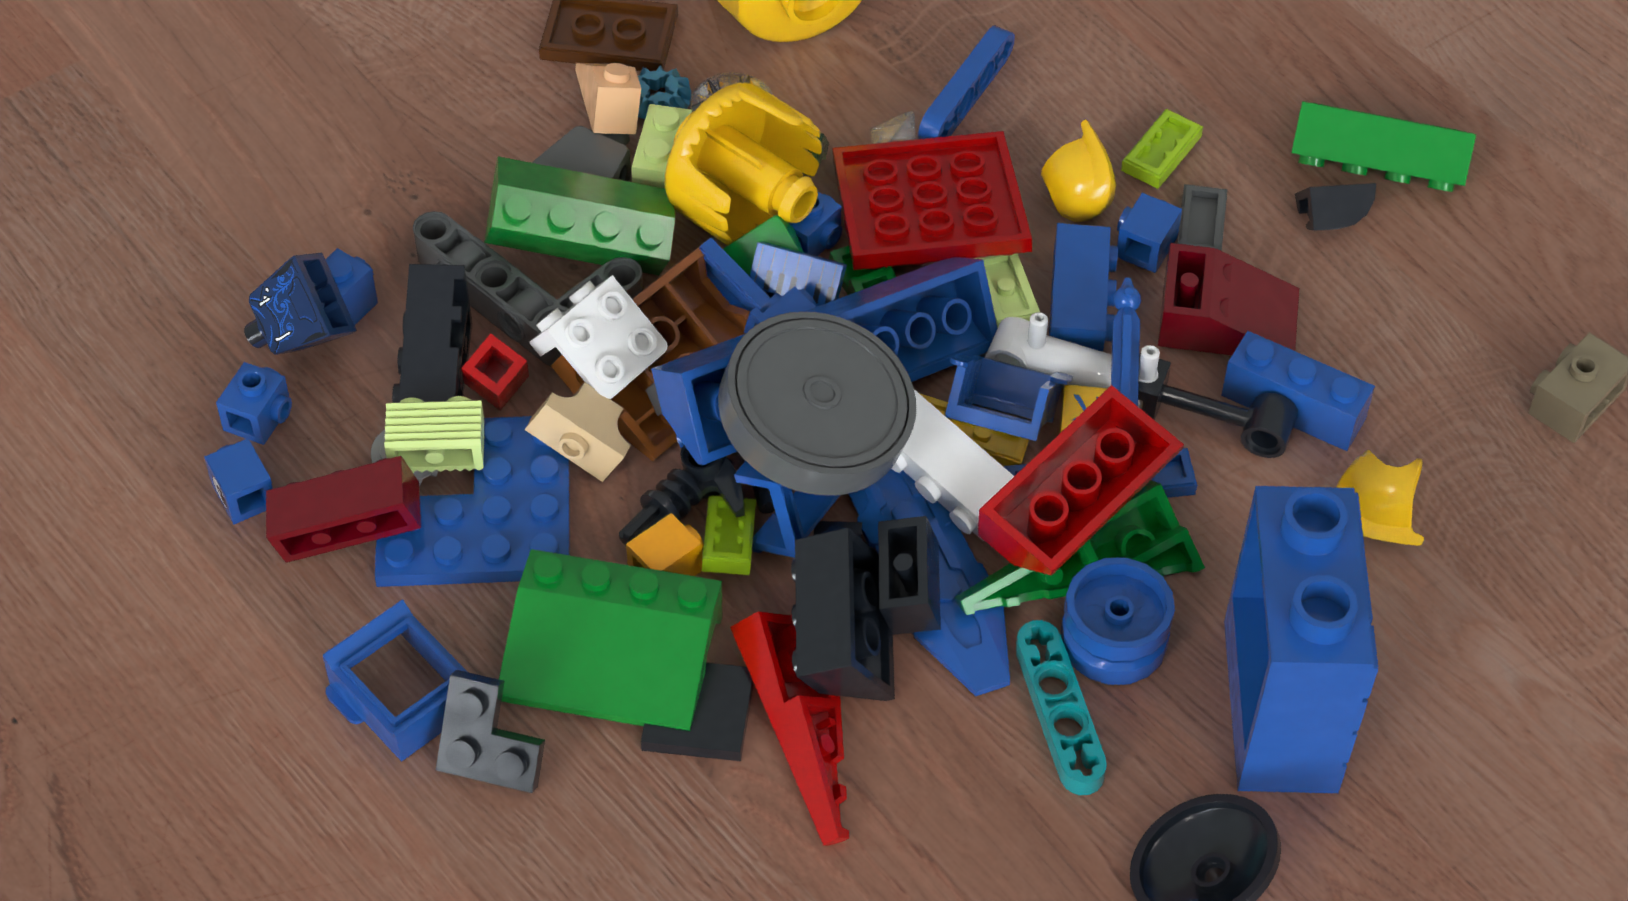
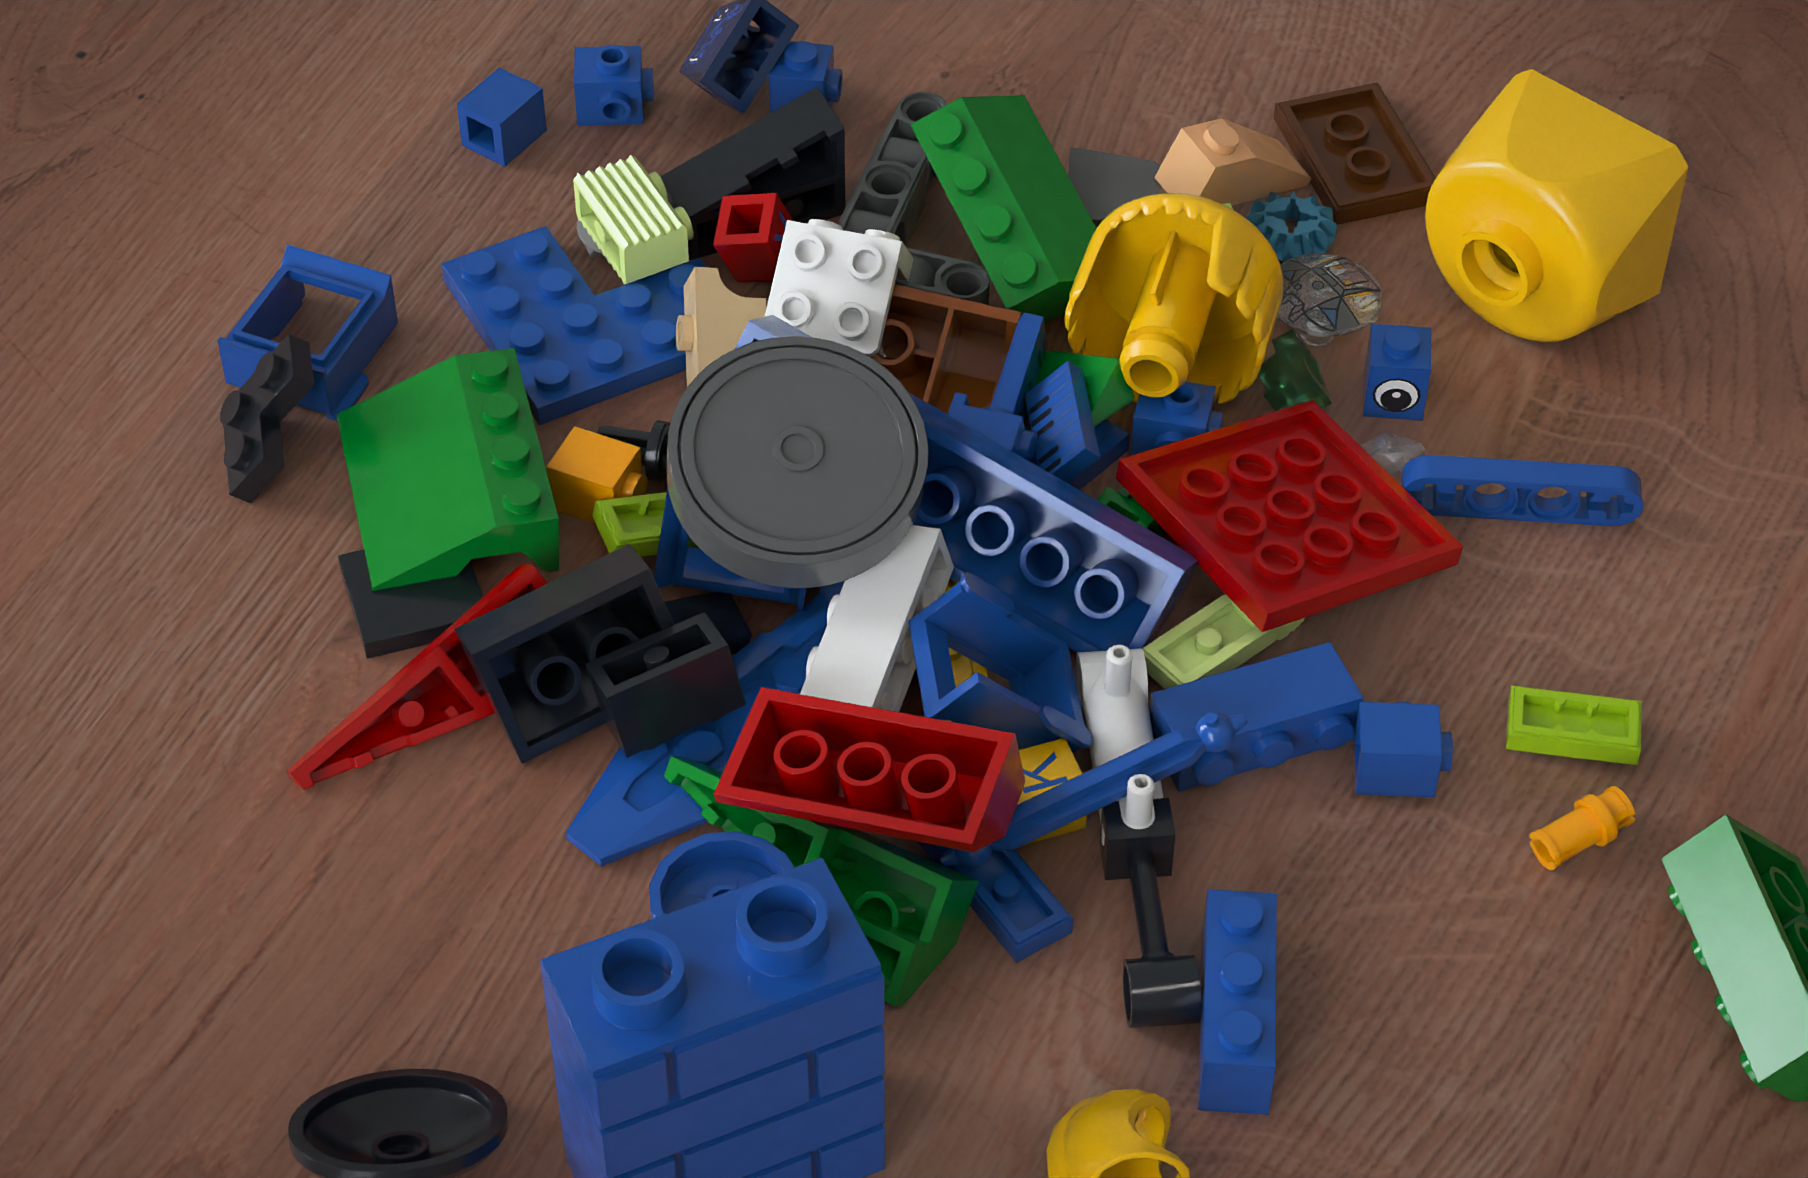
camera: 65 degrees right, 5 degrees down
(343, 509) = (497, 195): dark red brick -> none
(836, 96) = (1397, 371): none -> blue brick
(1063, 705) = (574, 913): teal beam -> none
(1080, 177) = (1436, 645): yellow piece -> none
(1202, 216) = (1477, 816): dark grey tile -> none
(1218, 298) = (1336, 871): dark red slope -> none
(1239, 175) = (1590, 823): none -> light orange pin
(1335, 205) = (1611, 946): black brick -> none

